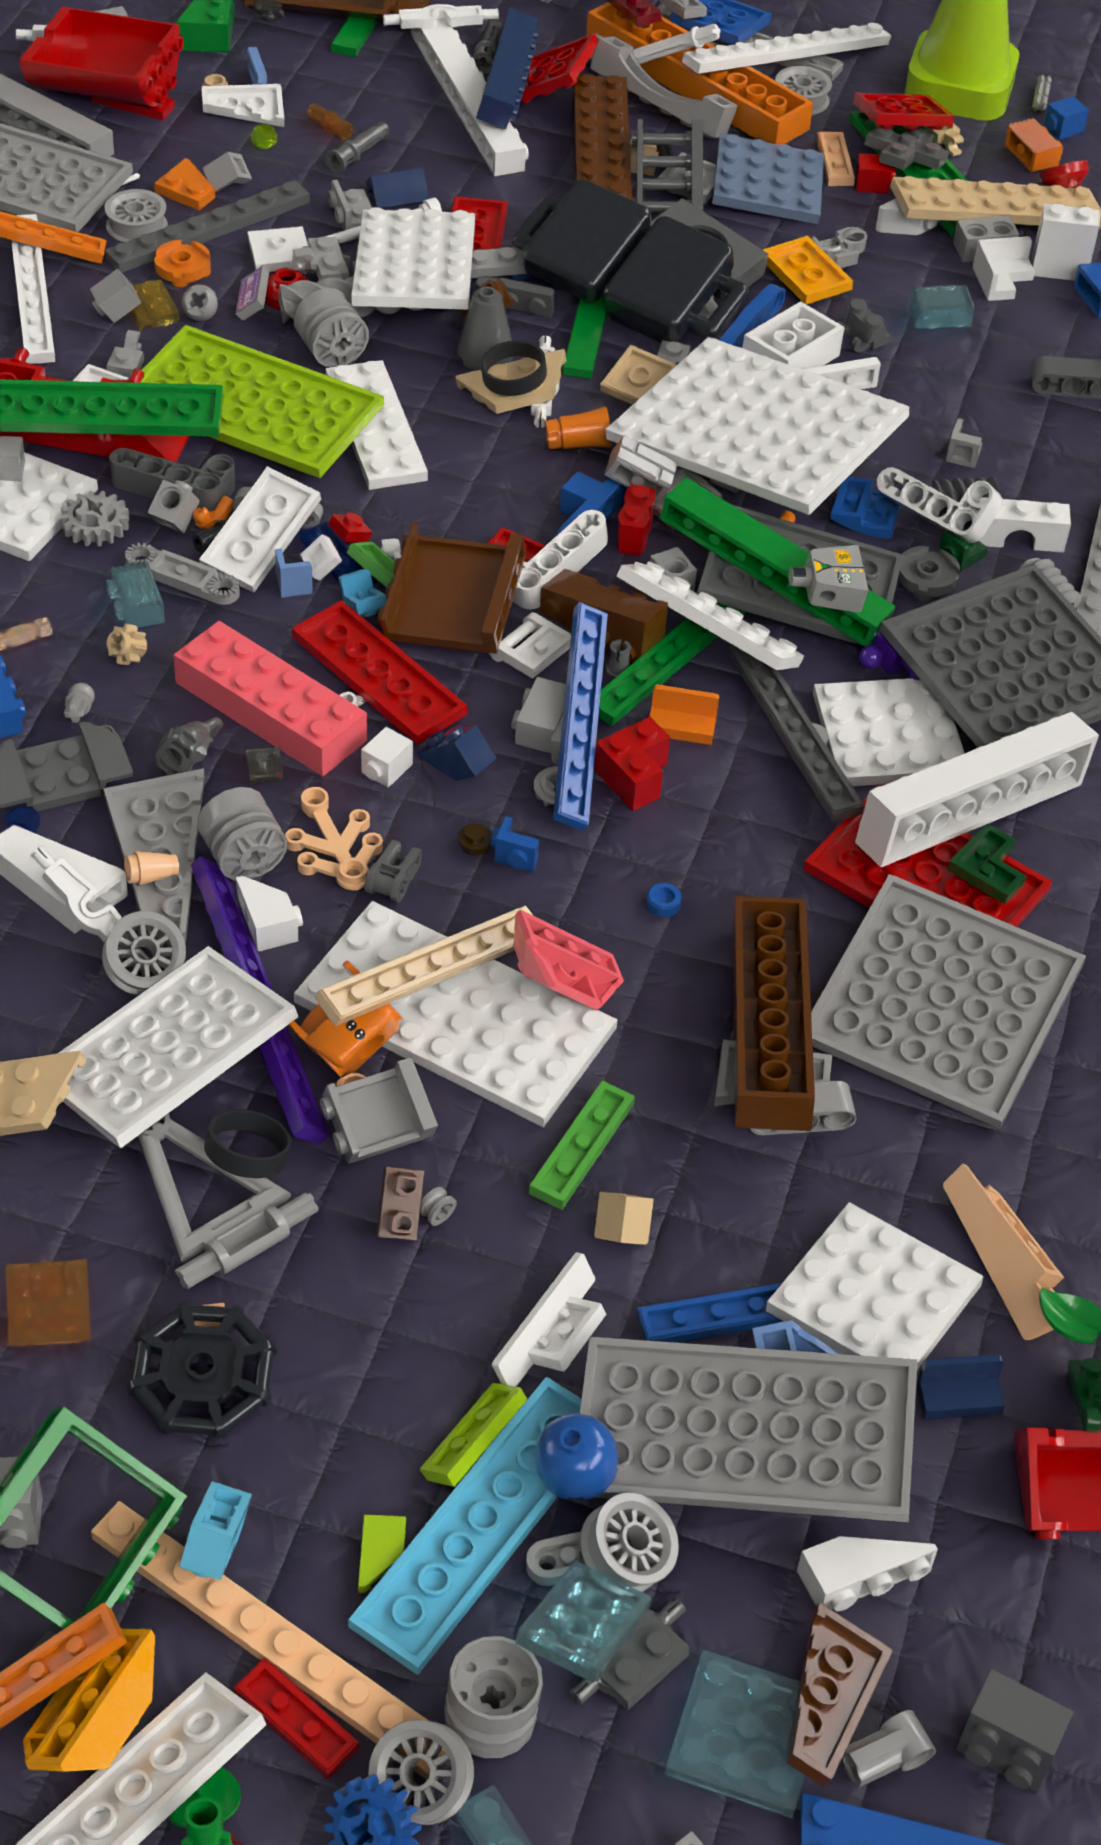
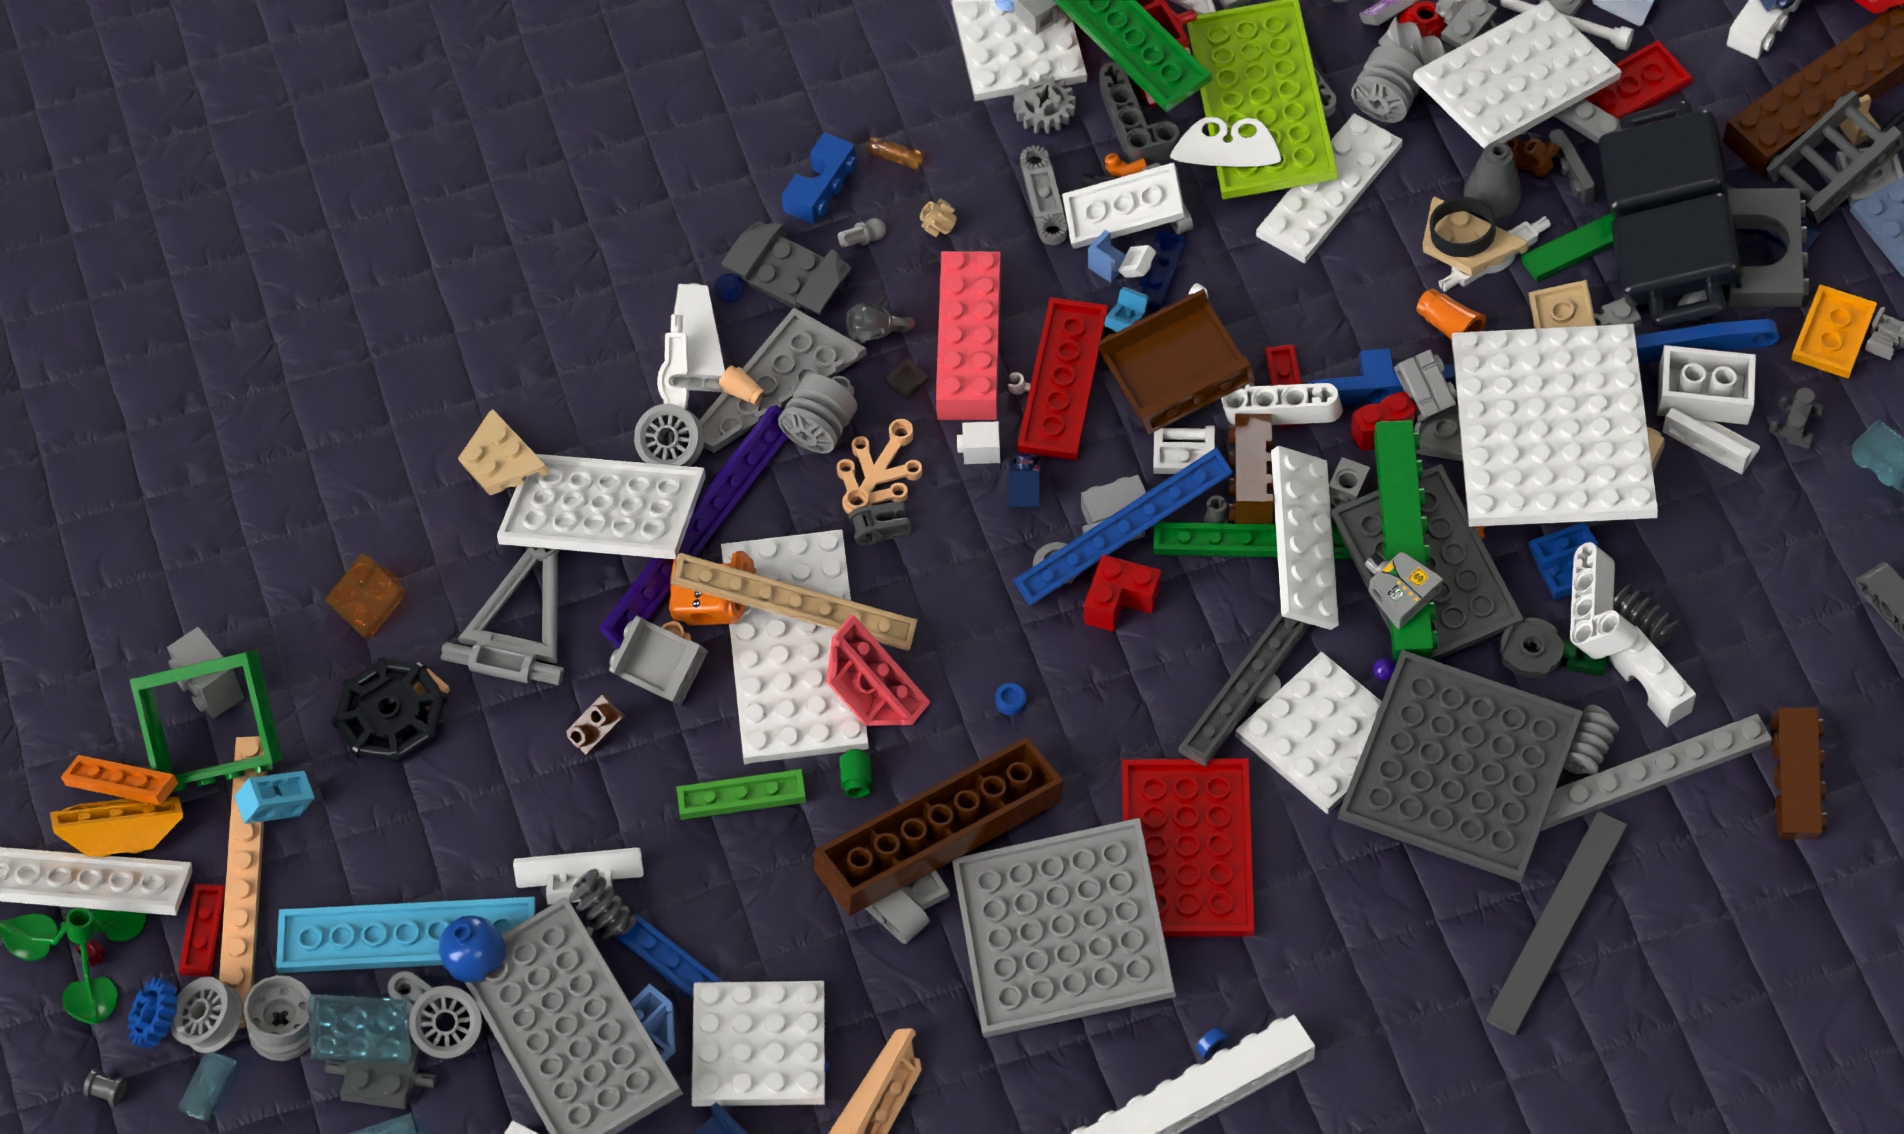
camera: 60 degrees right, 10 degrees up
(135, 595) = (992, 186): clear light blue brick -> none
(179, 516) = (1098, 138): light grey brick -> none
(245, 1165) = (582, 585): black tyre -> none
(268, 914) = (770, 480): white slope -> none
(295, 435) = (1213, 151): none -> white piece
(350, 527) = (1193, 255): red plate -> none
(374, 560) = (1171, 289): bright green tile -> none
(381, 1546) = (349, 891): lime tile -> none
(437, 1206) = (617, 747): light grey bush -> none
(473, 1434) = (461, 886): lime plate -> none
(474, 839) = (958, 548): dark brown plate -> none
(514, 848) = (964, 568): blue bracket -> none
(615, 1316) = (602, 905): none -> dark grey piece
(623, 1218) = (699, 858): tan panel -> none
(642, 1046) = (856, 773): none -> green brick
(685, 713) = (1201, 592): orange panel -> none
(963, 448) = (1719, 579): light grey panel -> none
(975, 788) = (1283, 821): white brick -> none
(983, 867) = (1218, 868): dark green plate -> none

